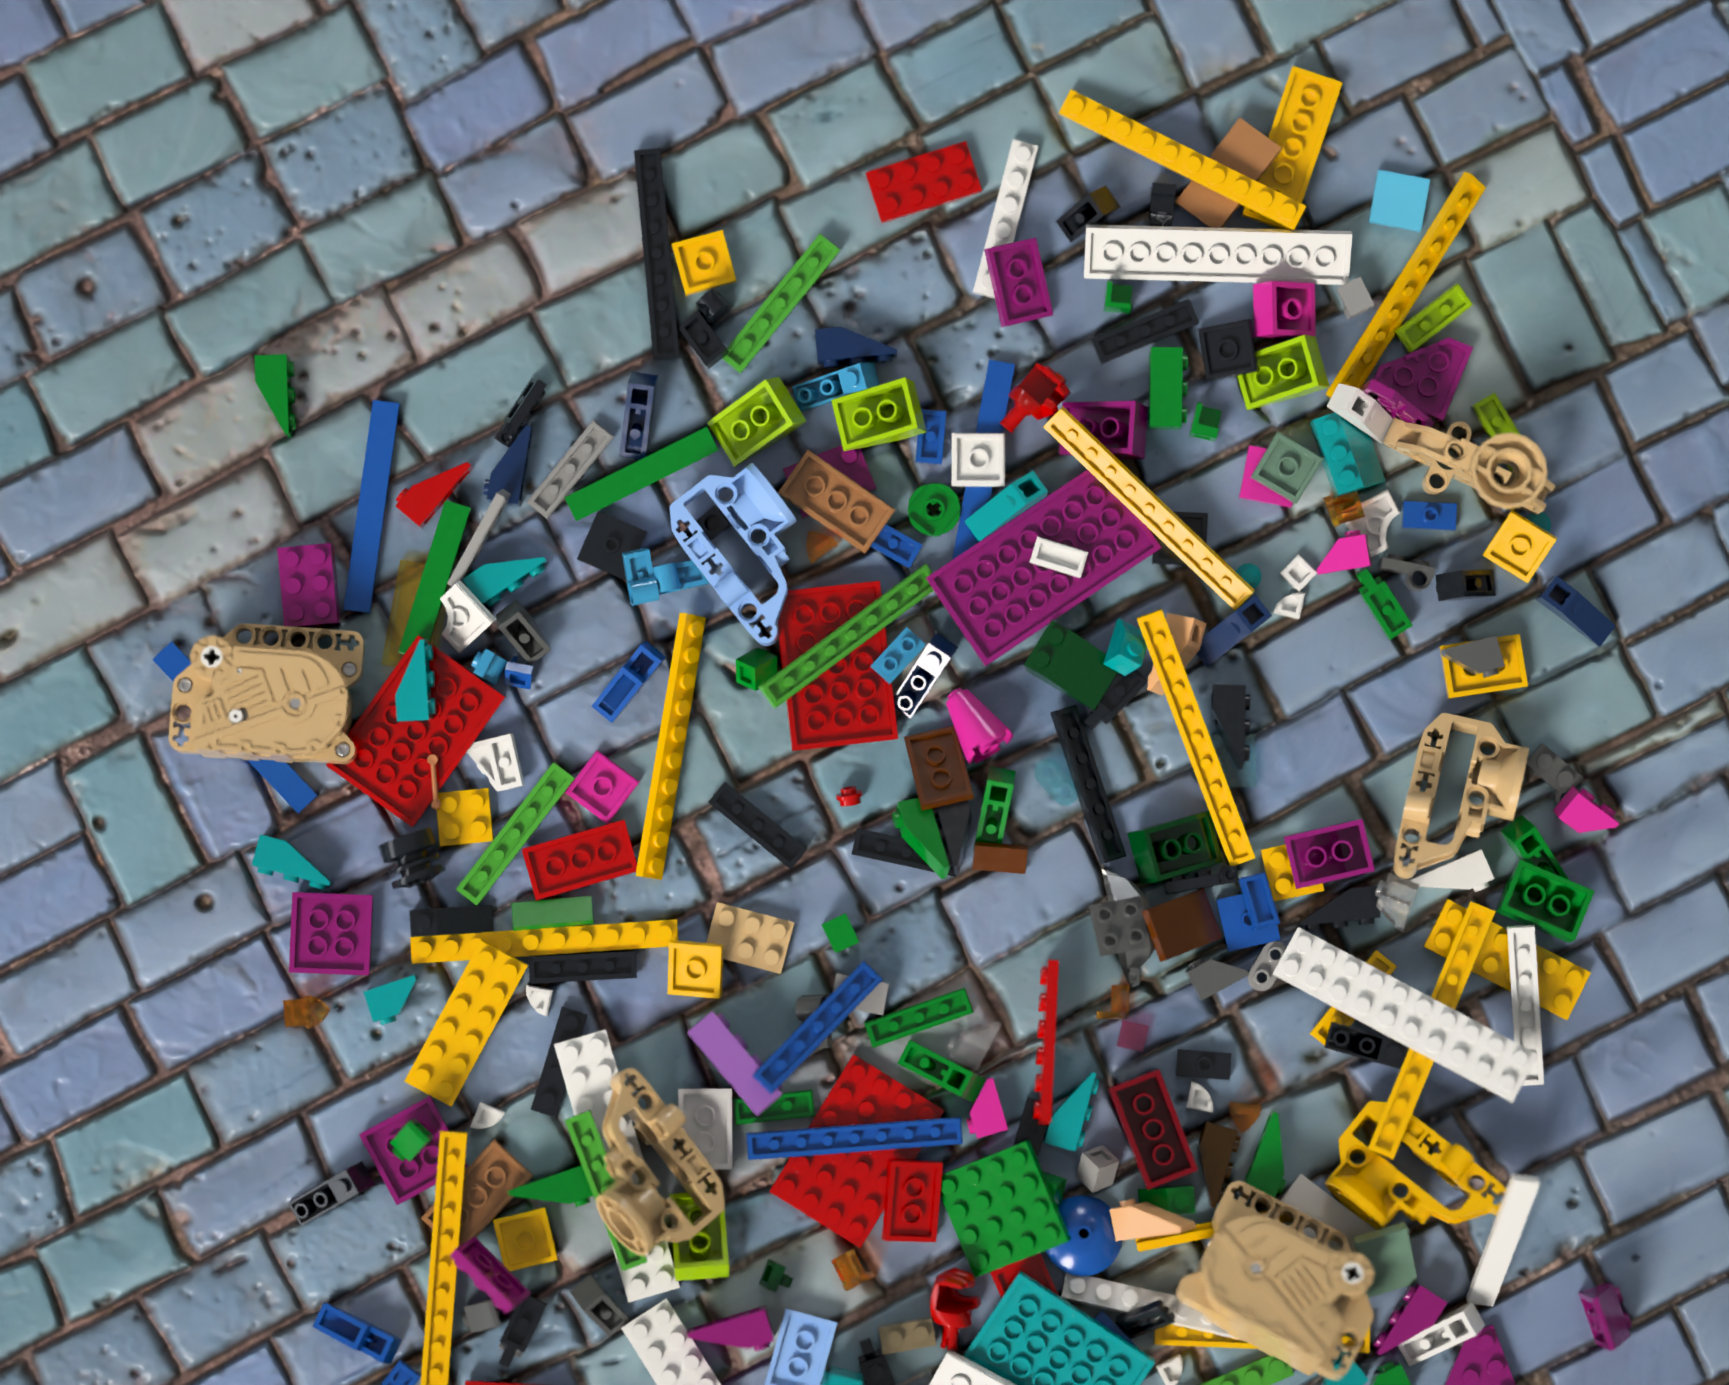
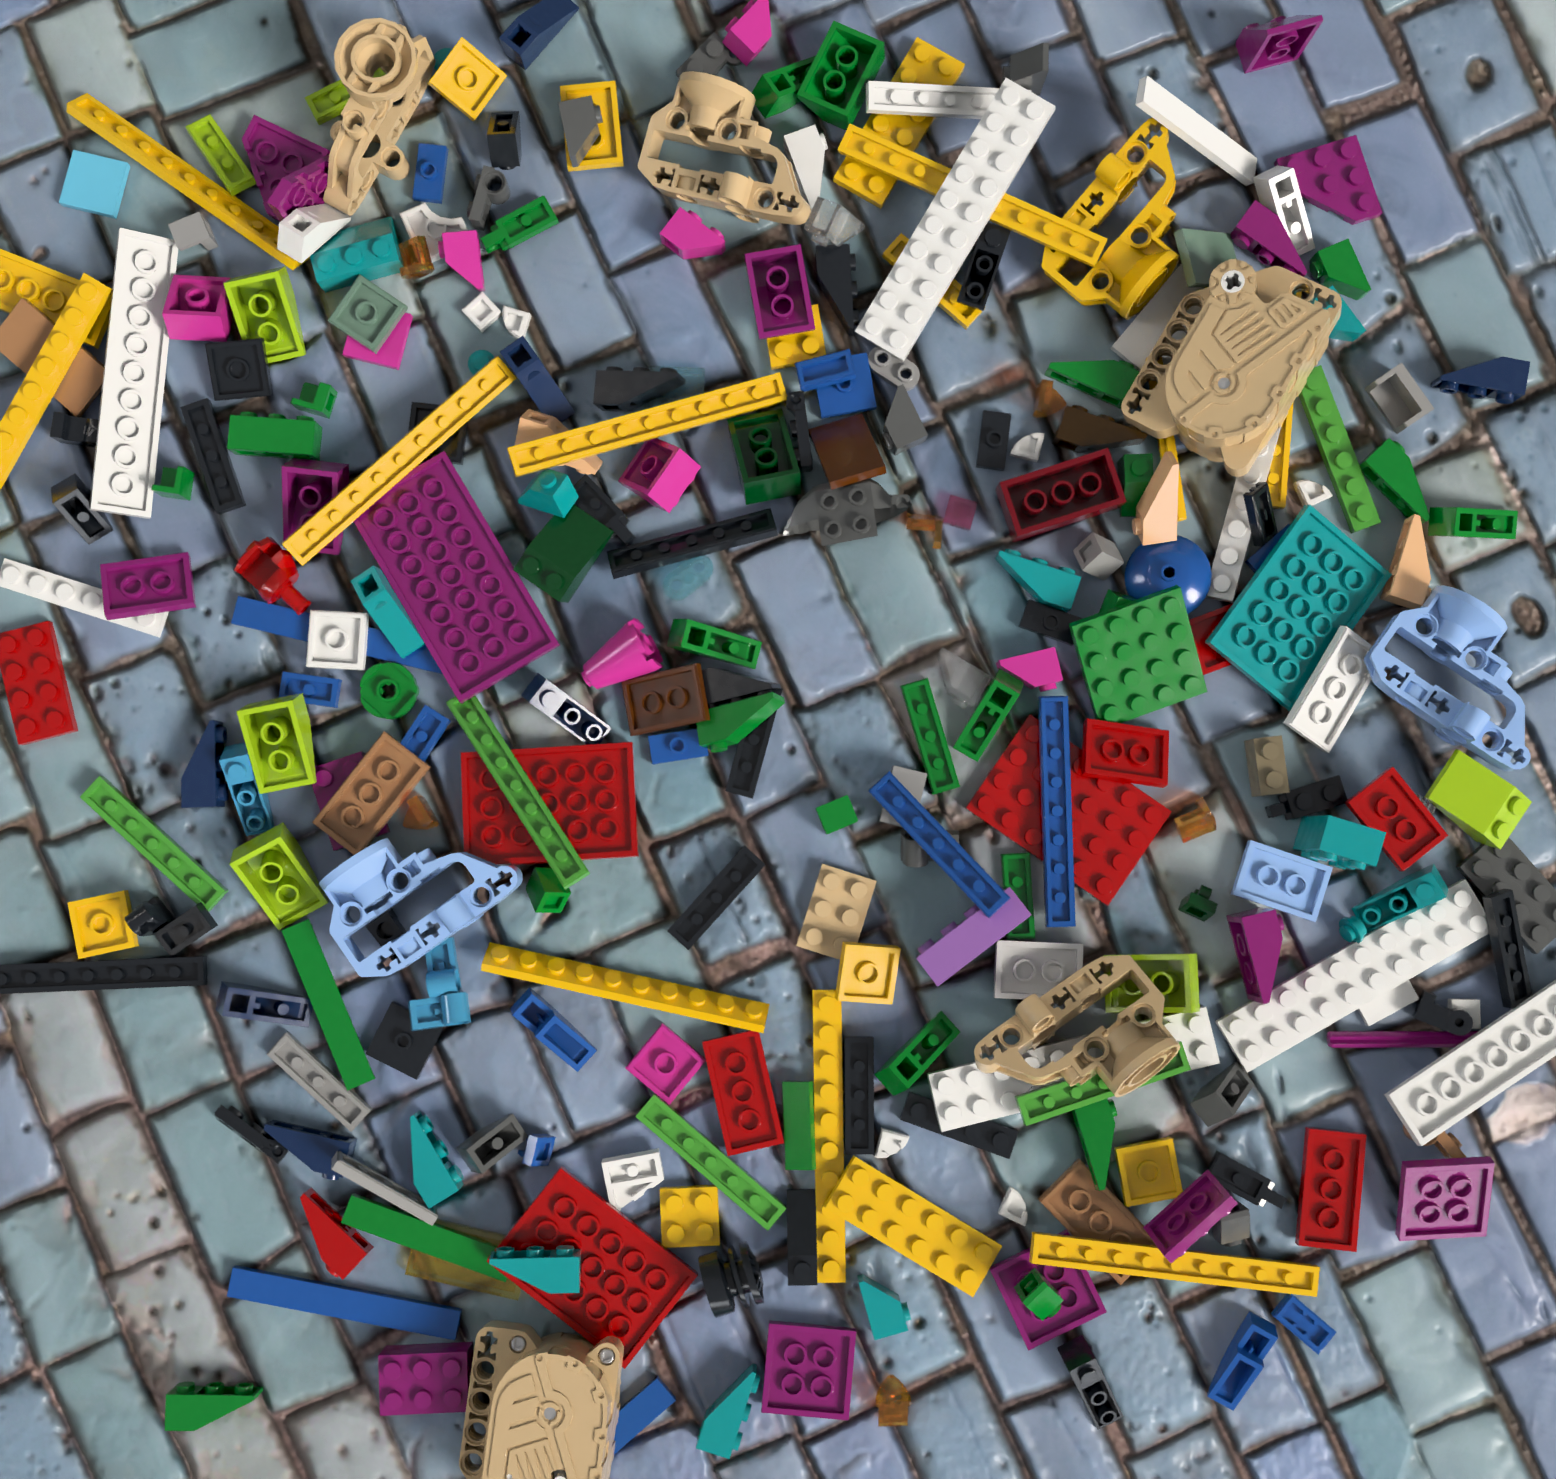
camera: 85 degrees left, 0 degrees up
(432, 760) = (625, 1250): nougat hinge -> none
(465, 616) = (470, 1205): white tile -> none
(488, 666) = (525, 1184): dark azure plate -> none
(623, 1019) = (917, 1054): none -> green slope
(849, 796) = (690, 797): red plate -> none
(896, 779) = (676, 746): none -> blue plate
(898, 655) = (542, 736): dark azure plate -> none
(950, 1307) = (1236, 716): red piece -> none
(1000, 857) = (764, 640): reddish brown tile -> none
(1045, 1054) = (977, 600): red plate -> none
(1058, 557) = (446, 558): white tile -> none
(1151, 750) = (660, 473): none -> dark pink slope
(1380, 765) = (691, 238): none -> dark pink slope
(1560, 1078) = (1029, 68): none -> dark grey slope

